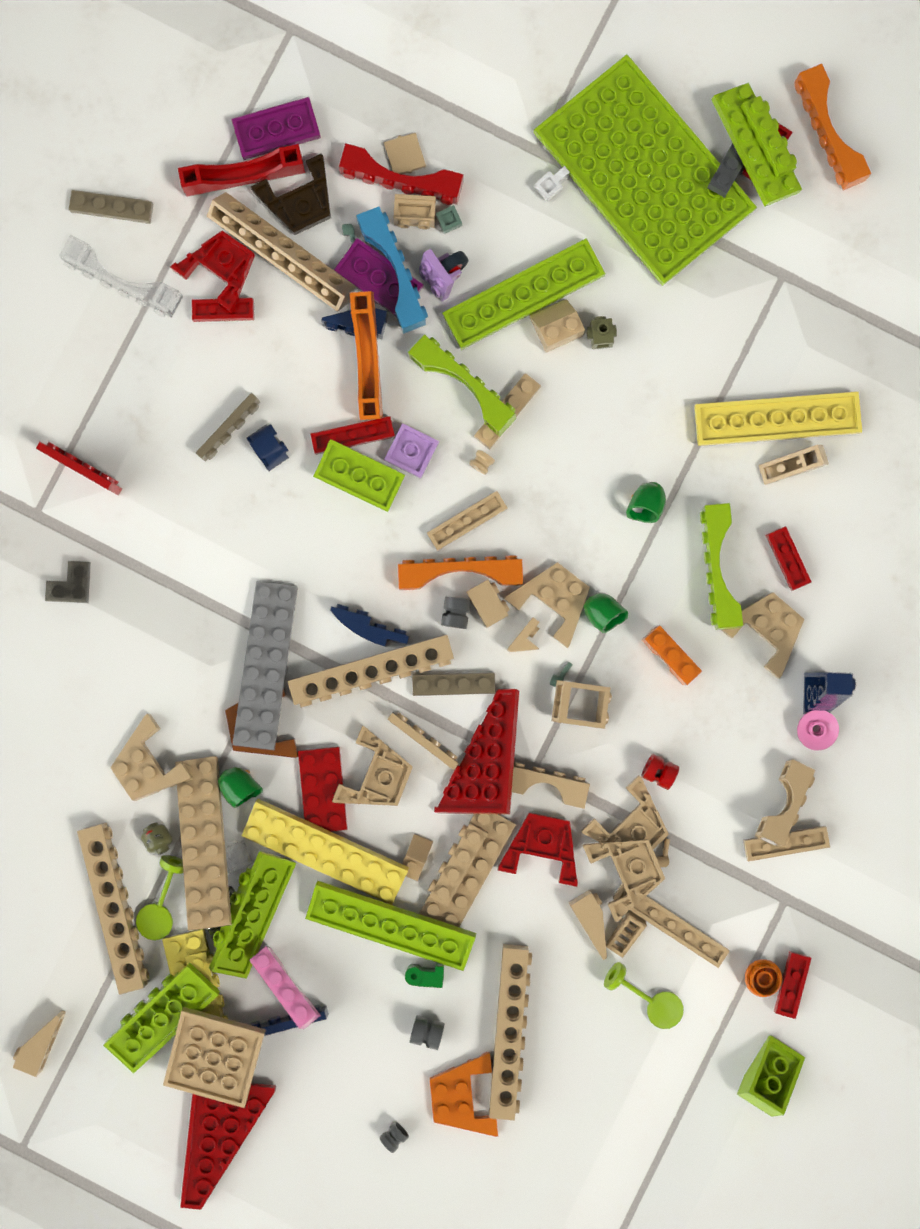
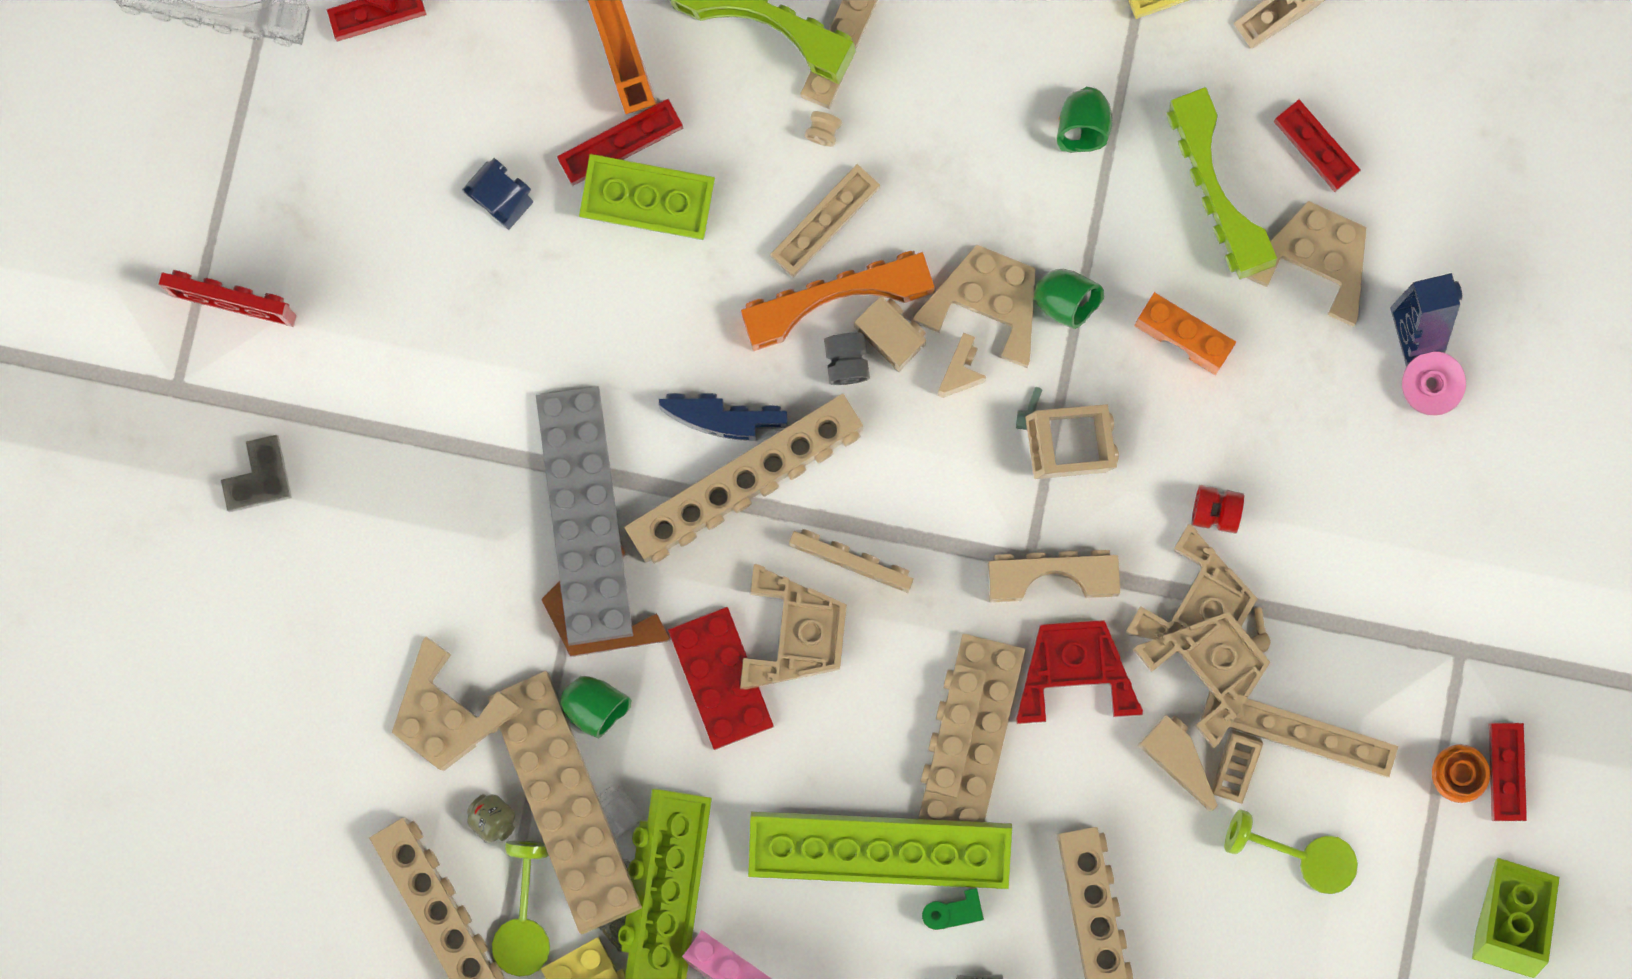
camera: 10 degrees left, 5 degrees down
(223, 433) = (427, 190): dark tan plate -> none
(325, 851) = (749, 767): light yellow plate -> none
(411, 451) = (714, 141): lavender plate -> none
(417, 856) = (888, 740): tan slope -> none
(453, 684) = (873, 467): dark tan plate -> none
(486, 772) = (959, 575): red wing -> none
(796, 780) = (1422, 466): tan arch -> none
(800, 841) = (1437, 564): tan plate -> none

